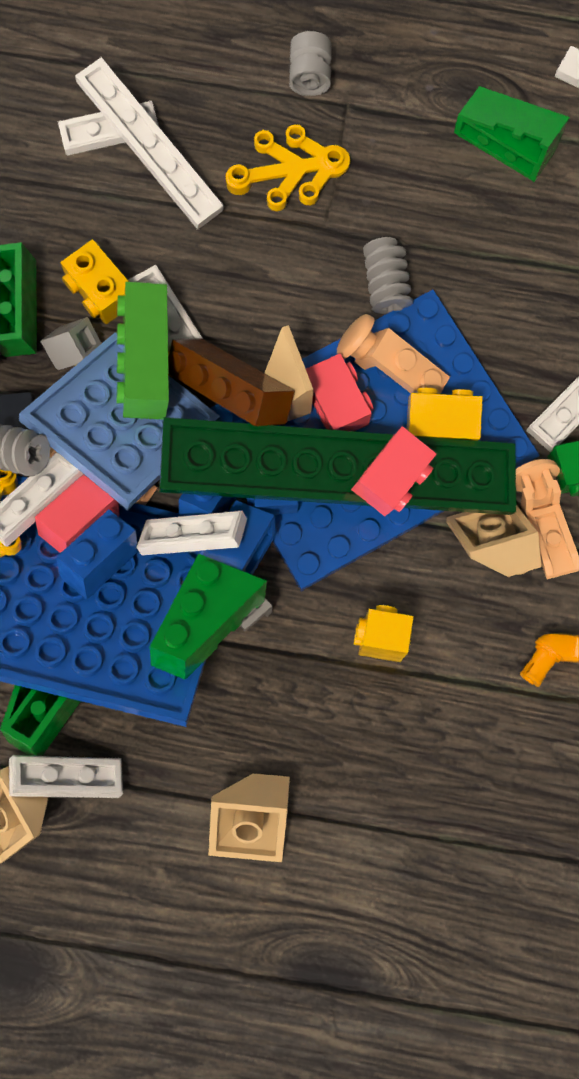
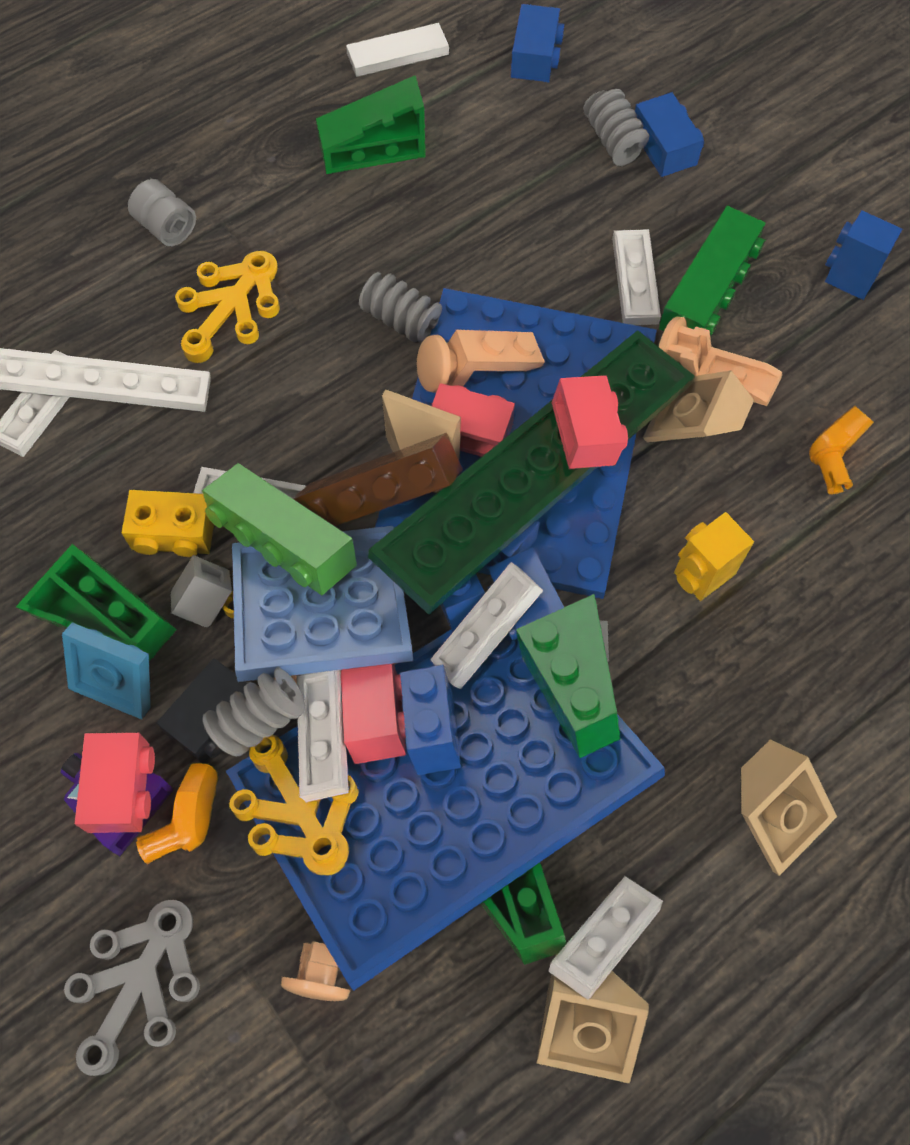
camera: 45 degrees left, 10 degrees down
(444, 415) = (568, 354): yellow brick -> none

